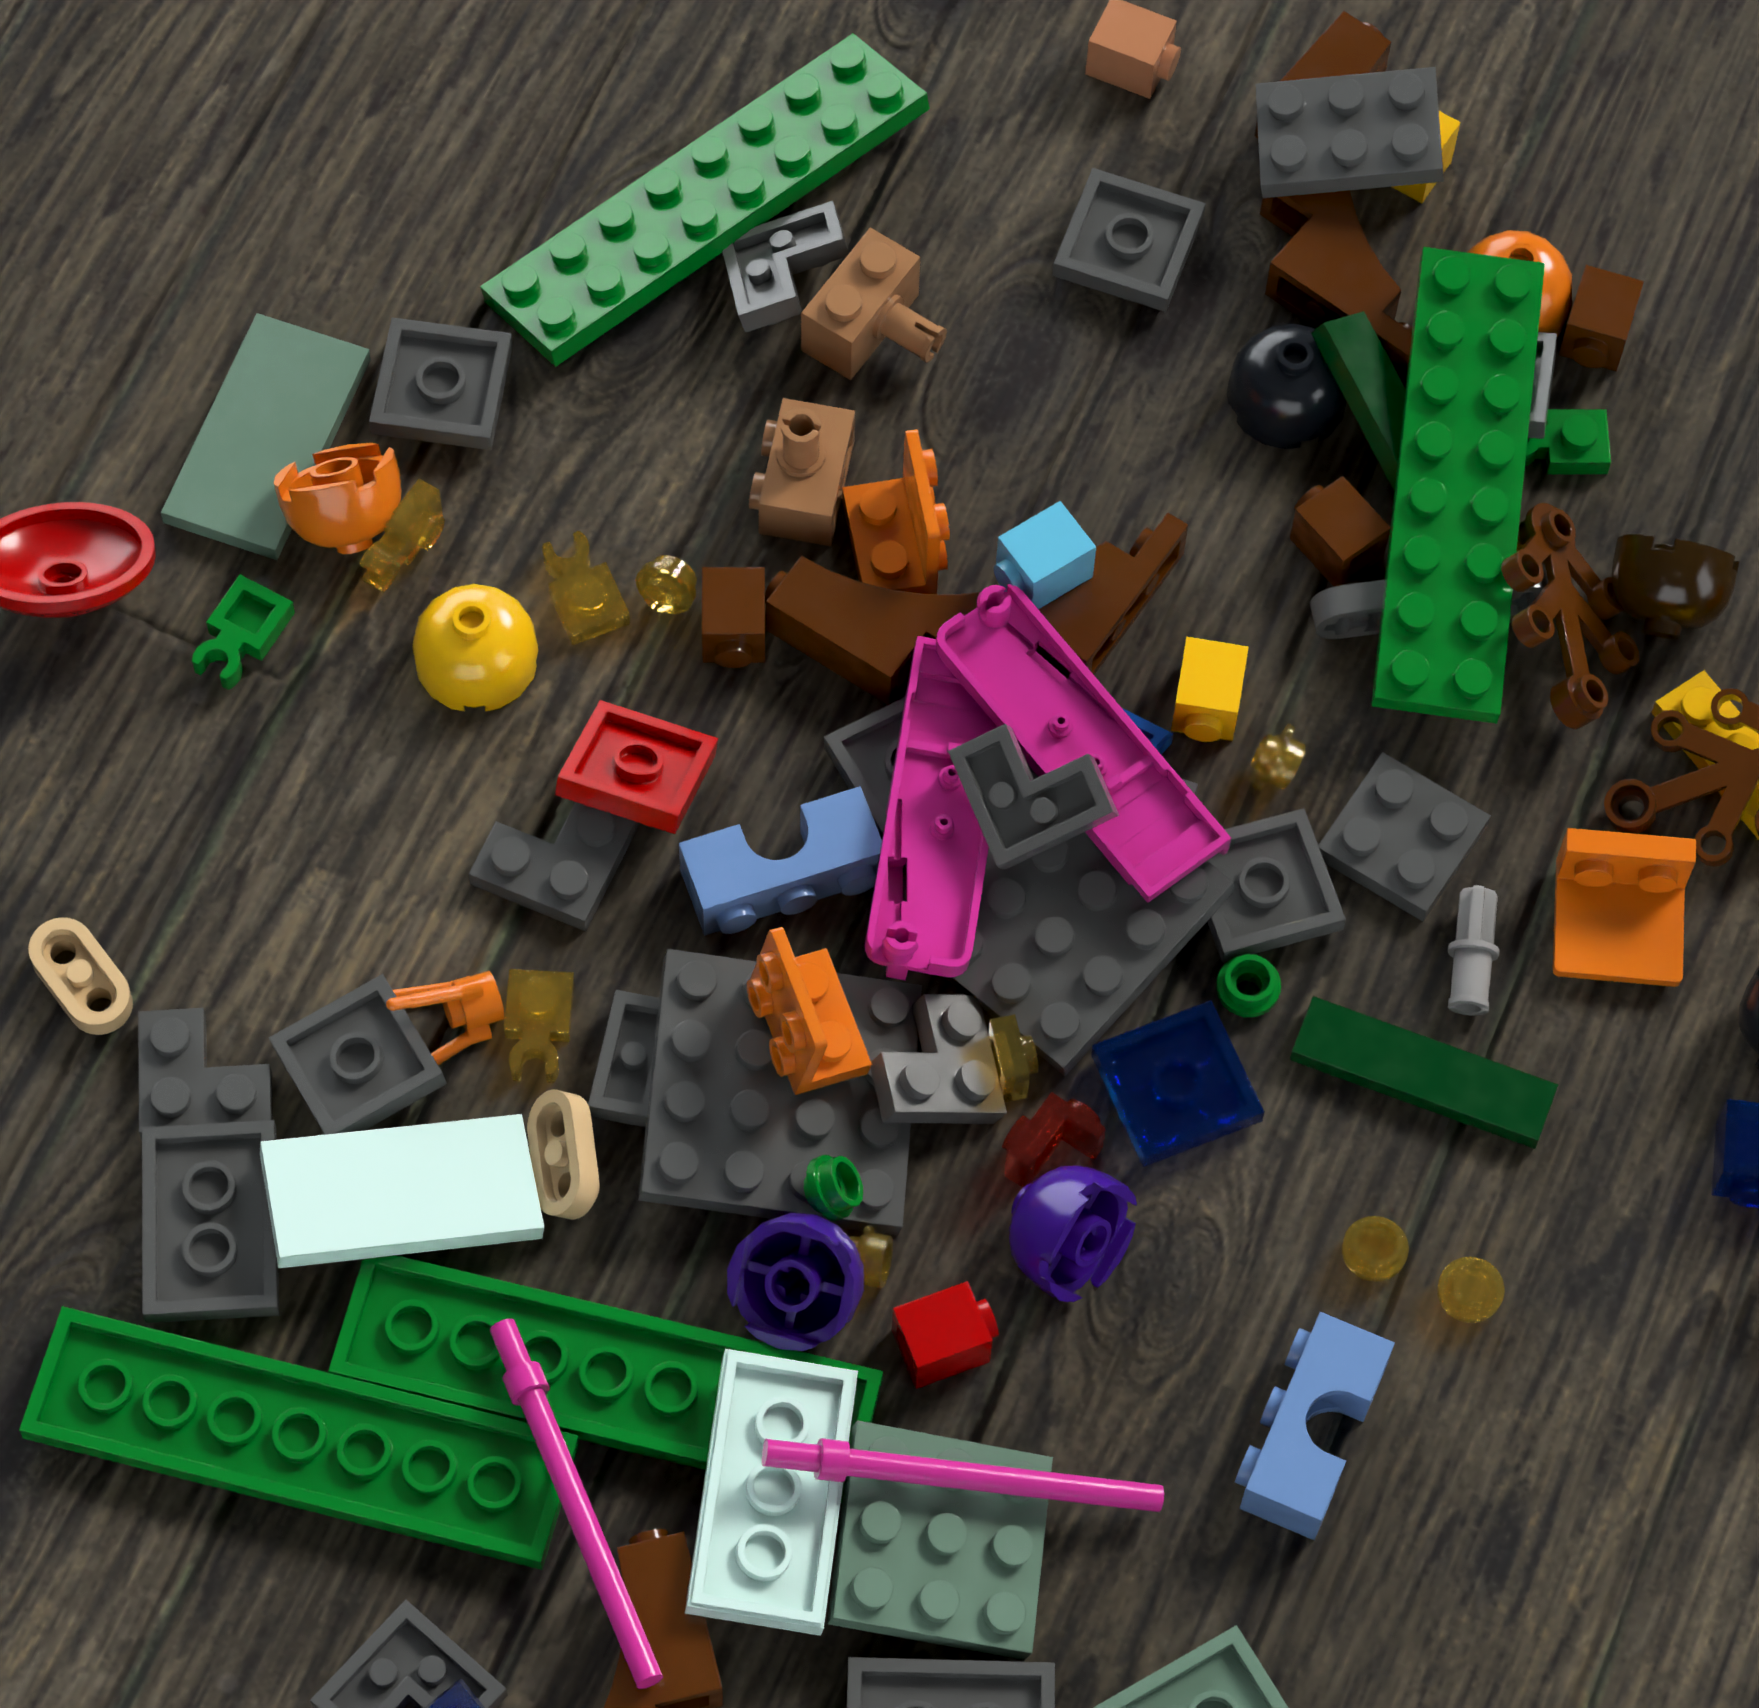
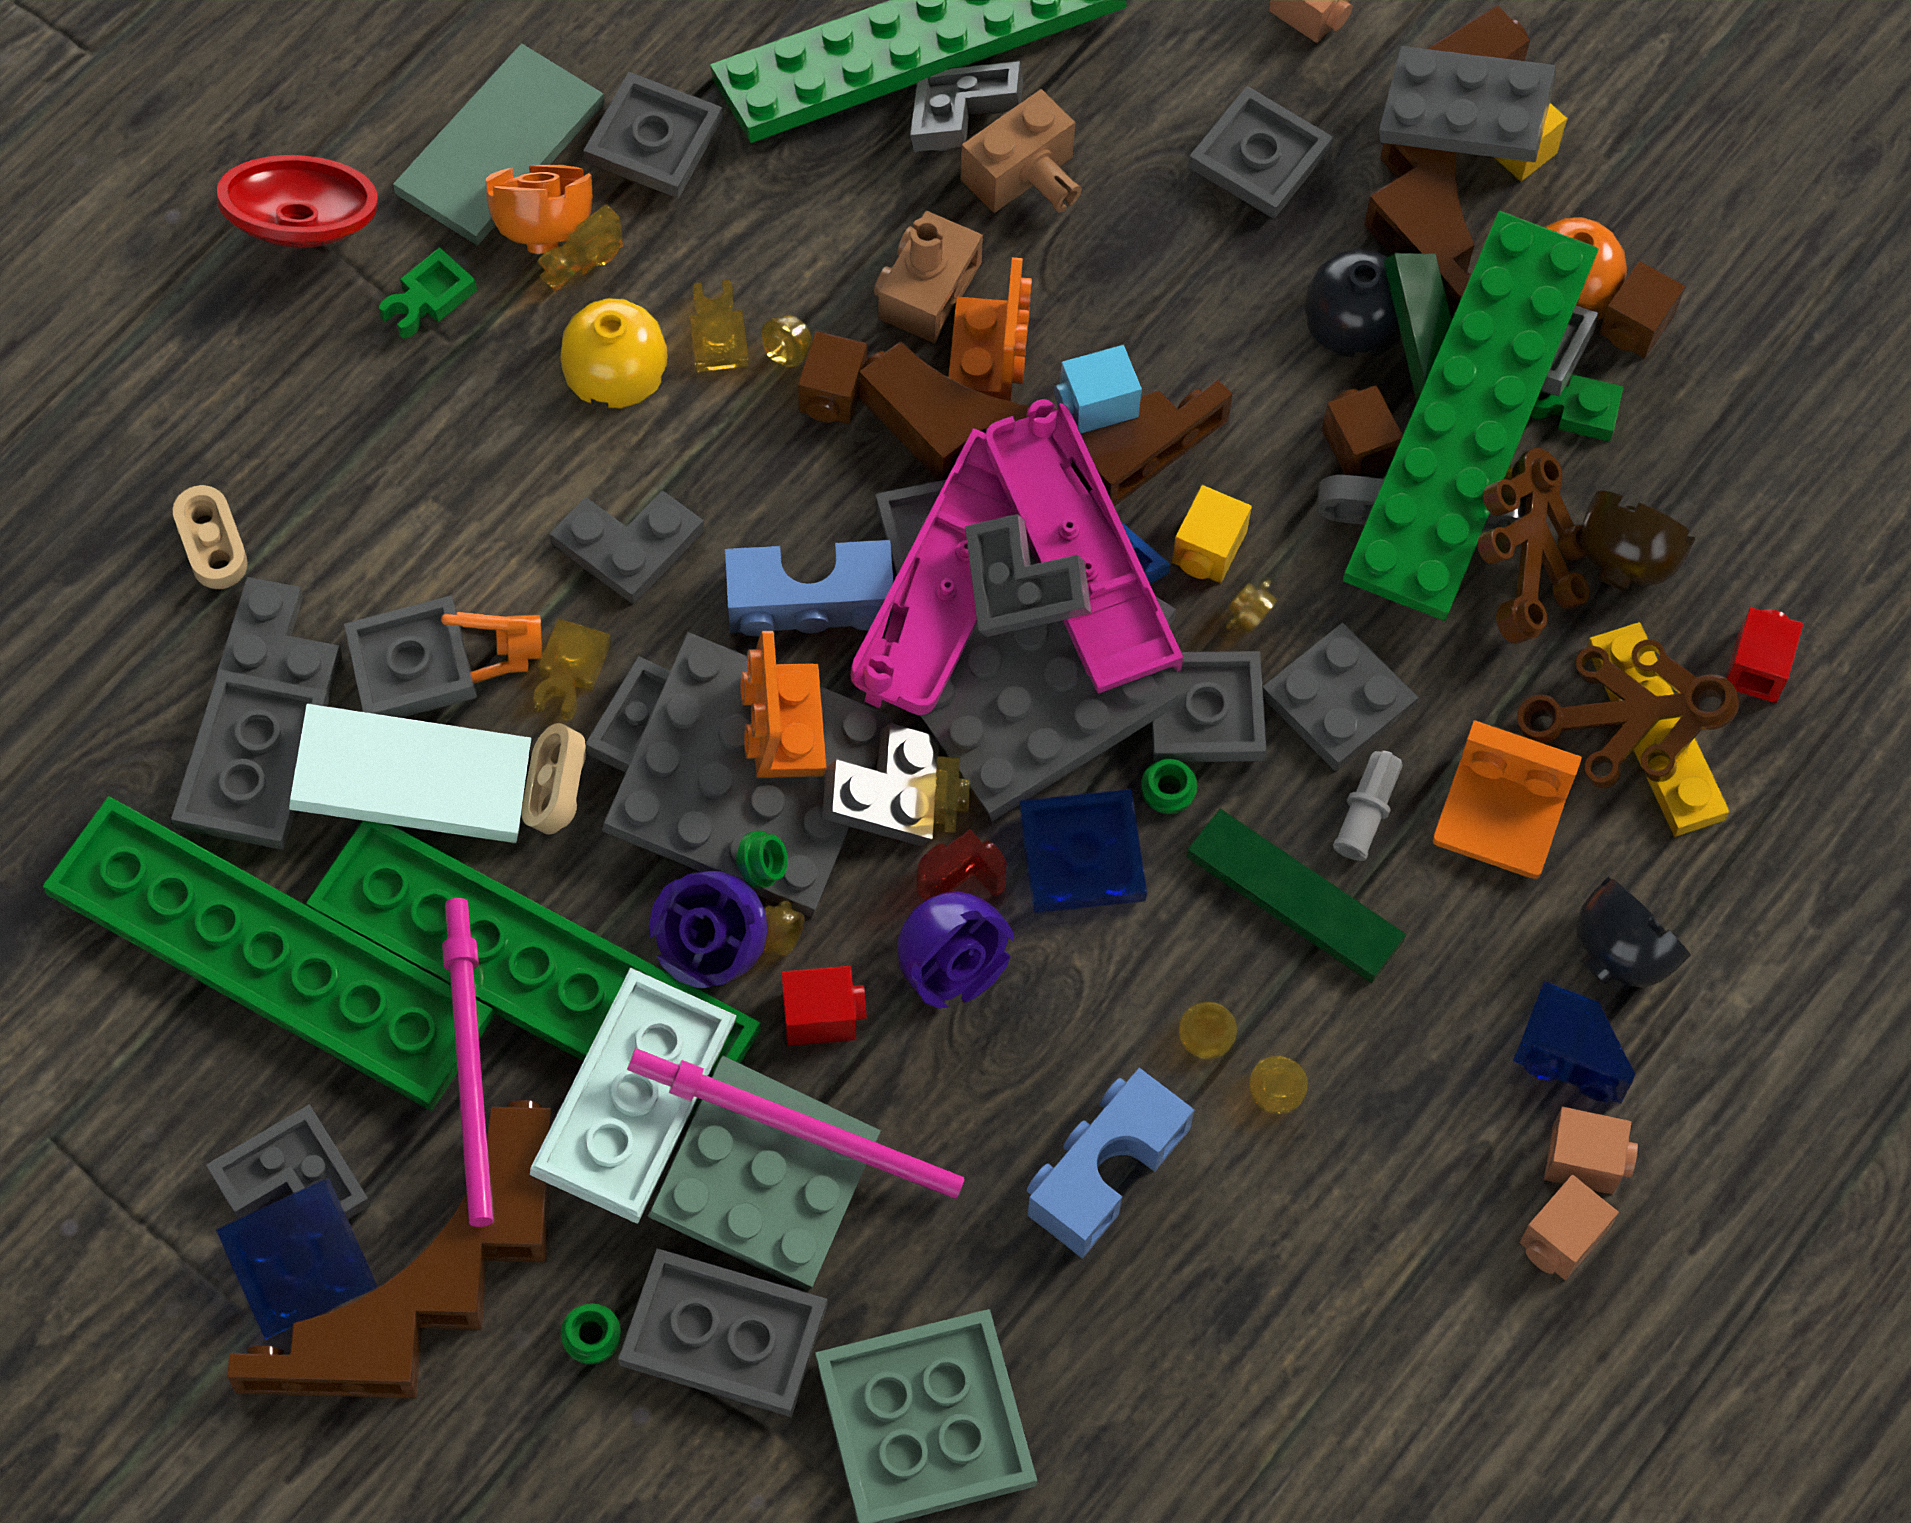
camera: 15 degrees right, 0 degrees up
(636, 767) = (712, 480): red plate -> none

